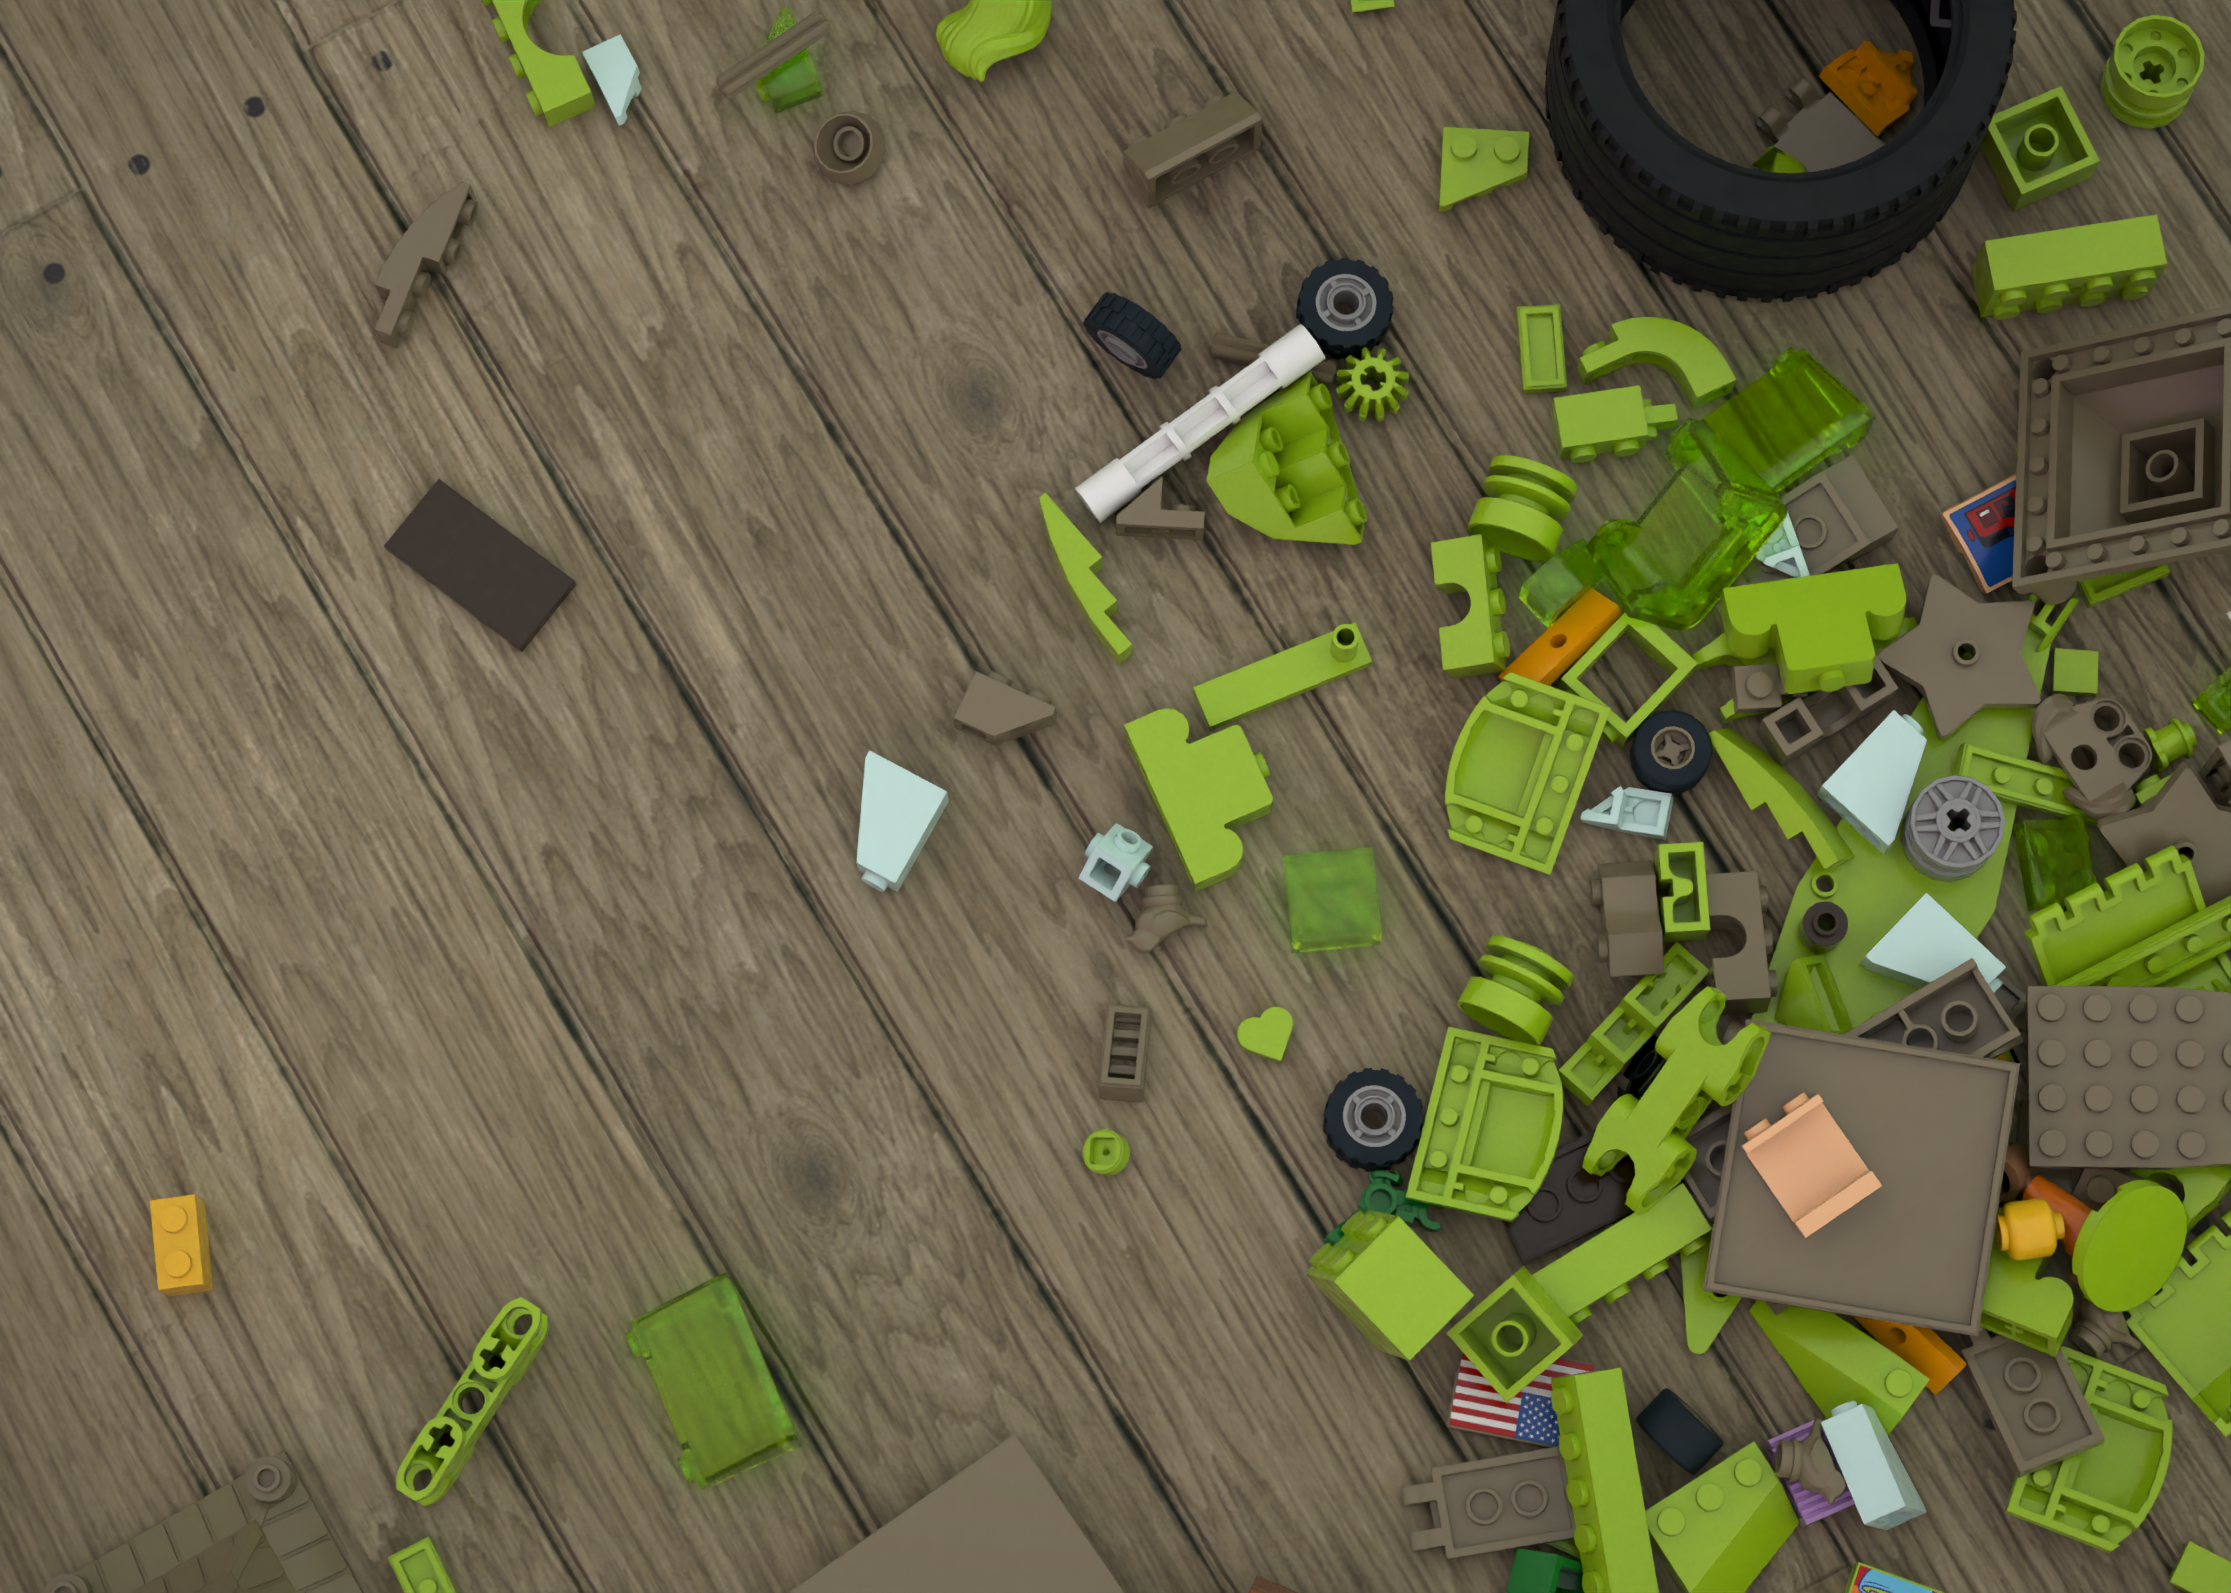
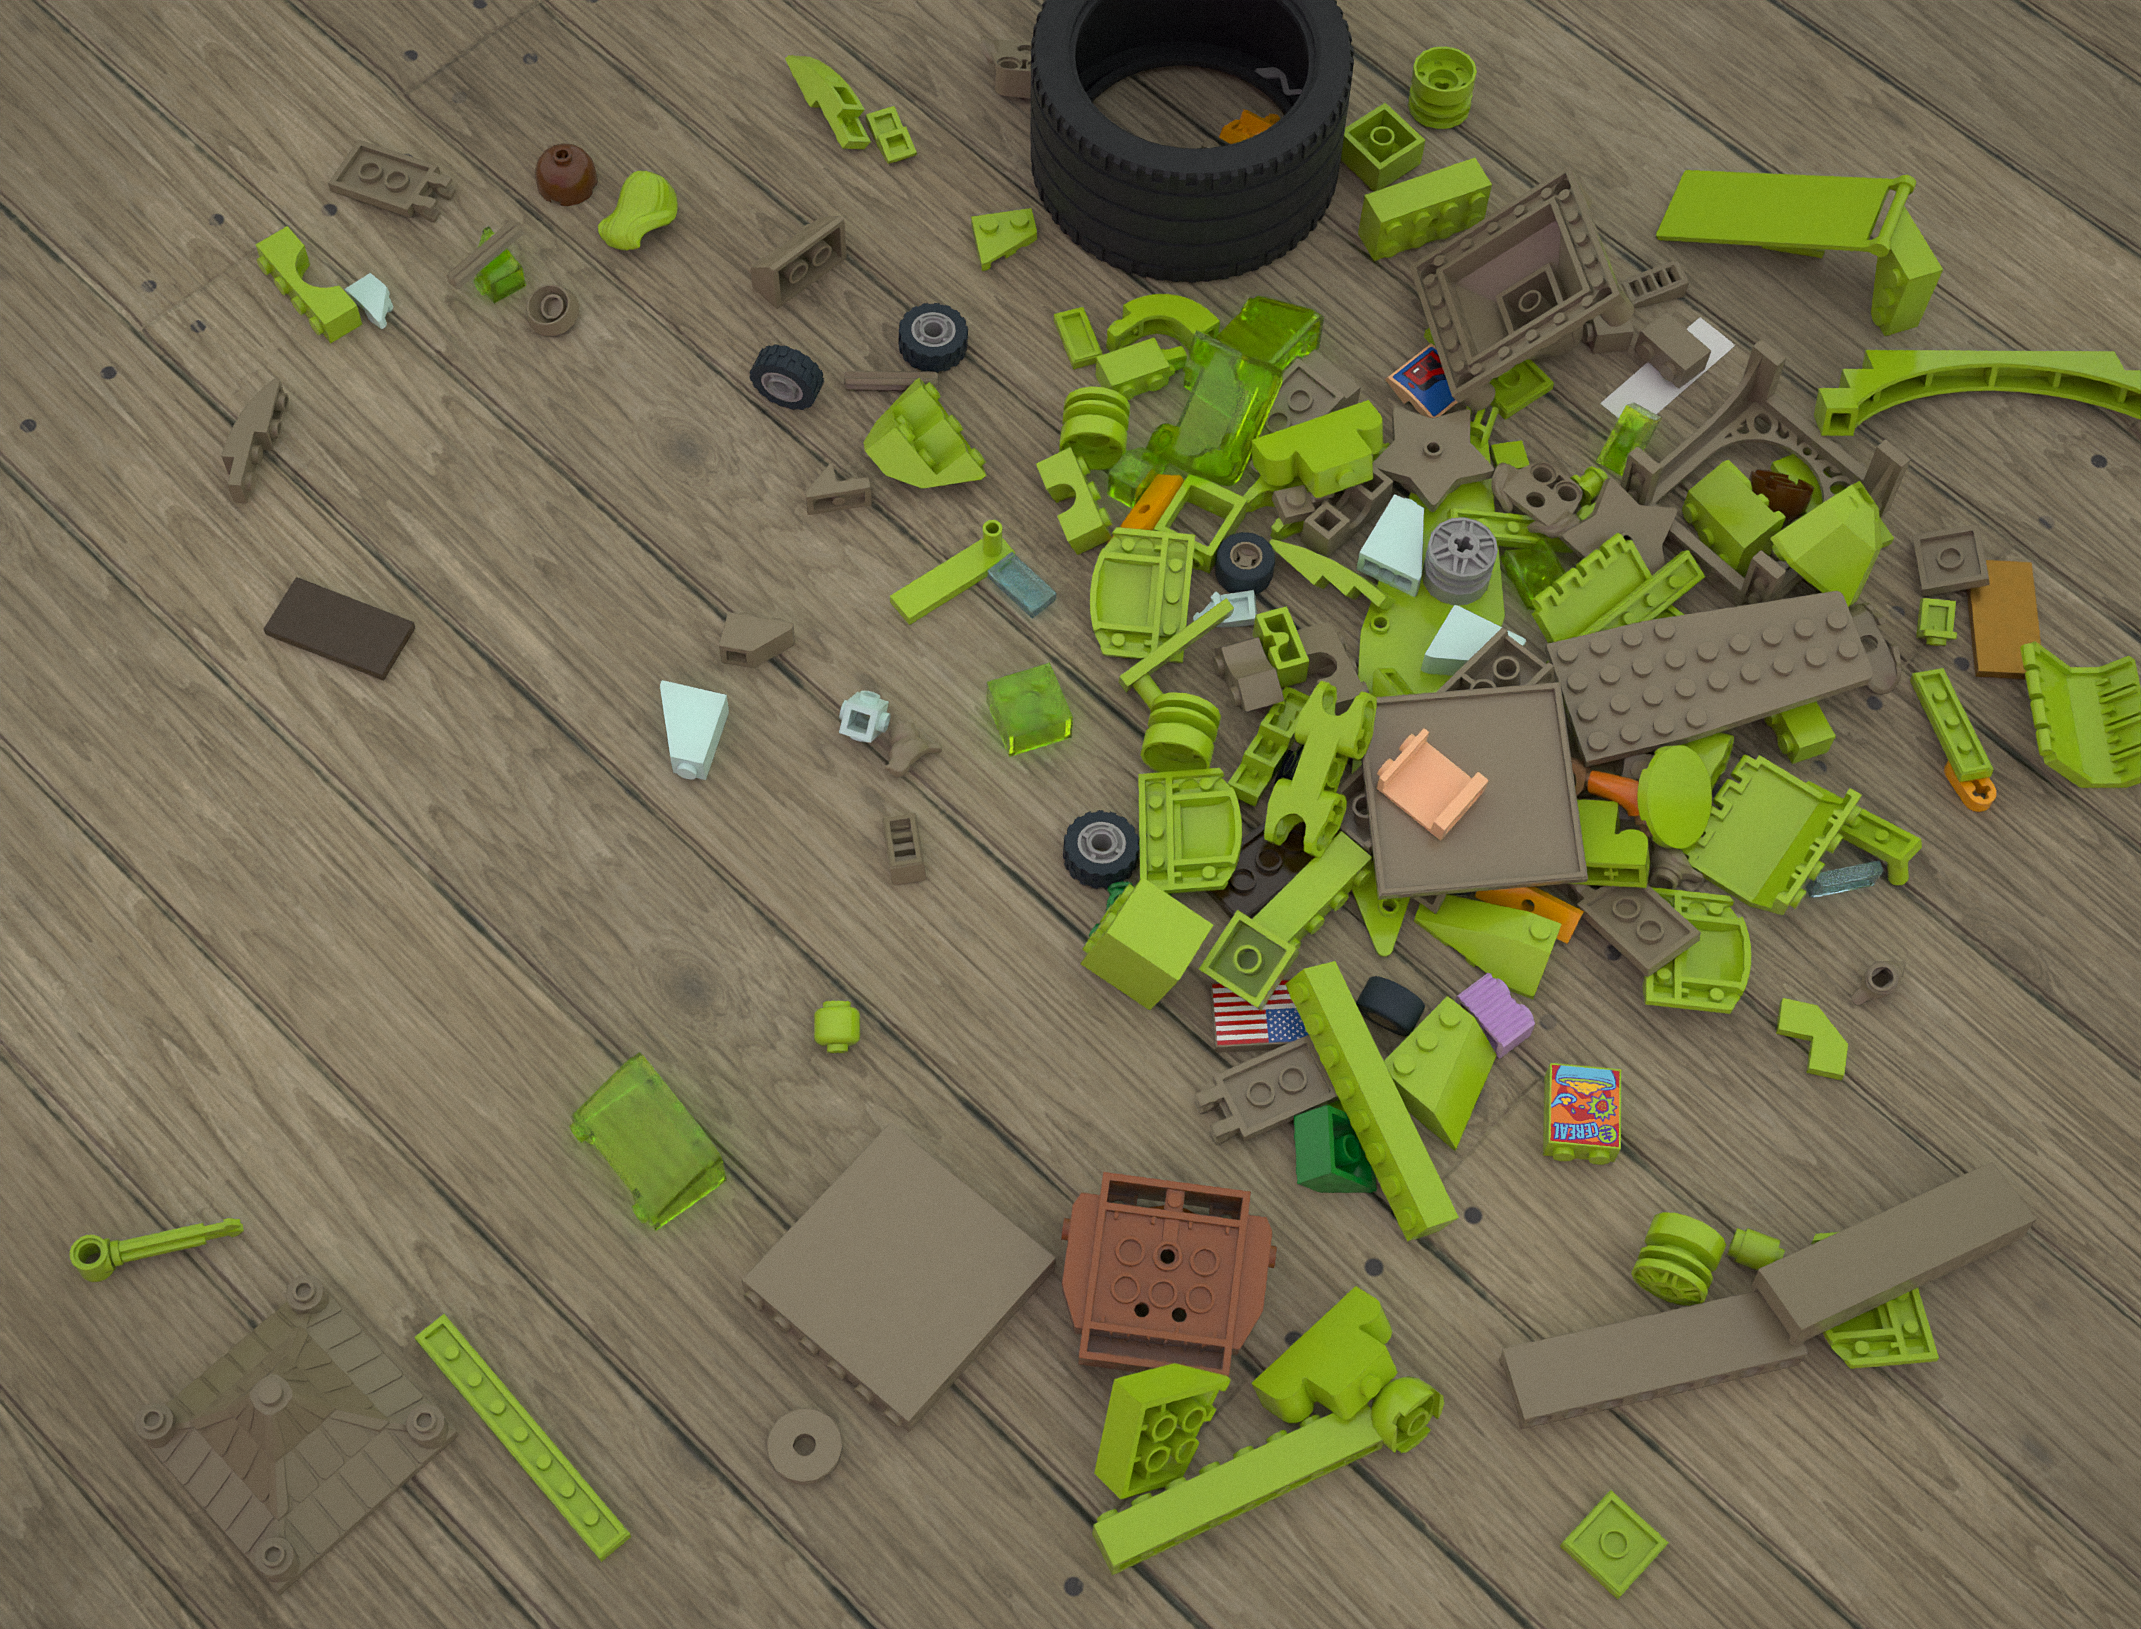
camera: 20 degrees left, 15 degrees down
(62, 1362) = (118, 1252): none -> lime piece
(181, 1245) = (200, 1143): yellow brick -> none
(451, 1420) = (447, 1224): lime piece -> none
(981, 1282) = (837, 1026): none -> lime head
(1078, 566) = (787, 537): lime slope -> none
(1106, 1152) = (908, 917): lime tile -> none
(1201, 790) = (913, 659): lime brick -> none
(1267, 1034) = (1006, 812): lime tile -> none
(1274, 369) = (849, 424): white piece -> none
(1369, 712) = (1022, 585): none -> clear light blue plate
(1383, 374) = (966, 379): lime gear -> none
(1486, 885) = (1139, 675): none -> lime piece
(1784, 552) = (1285, 412): light aqua slope -> none
(1810, 1464) = (1493, 998): dark tan animal -> none
(1813, 936) = (1388, 645): dark brown brick -> none
(1871, 1467) = (1540, 994): light aqua slope -> none
(2028, 1229) = (1601, 798): yellow head -> none

